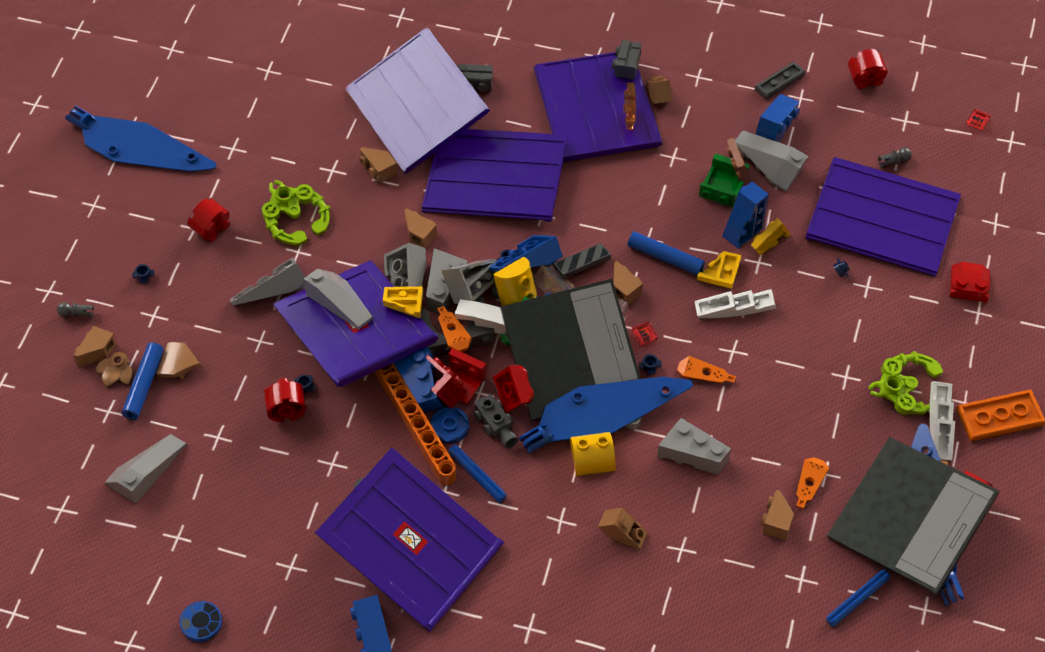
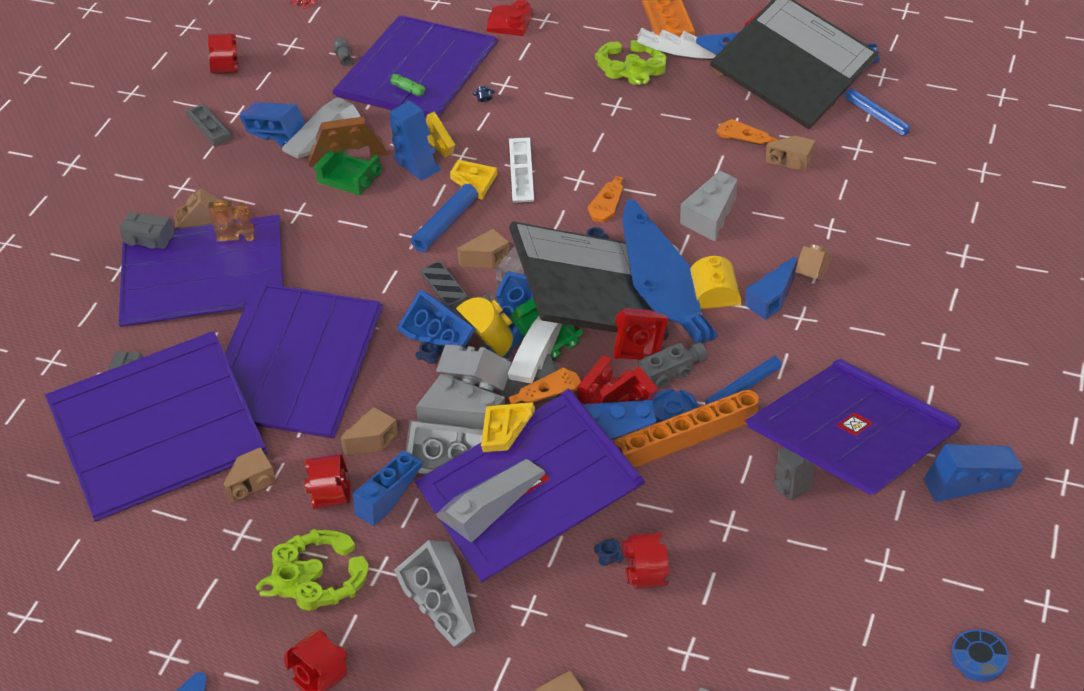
camera: 85 degrees left, 10 degrees down
(362, 242) = (385, 488): none -> blue slope
(365, 206) = (327, 481): none -> red brick
(584, 495) = (770, 292): none -> blue slope
(840, 207) = (407, 84): none -> bright green axle

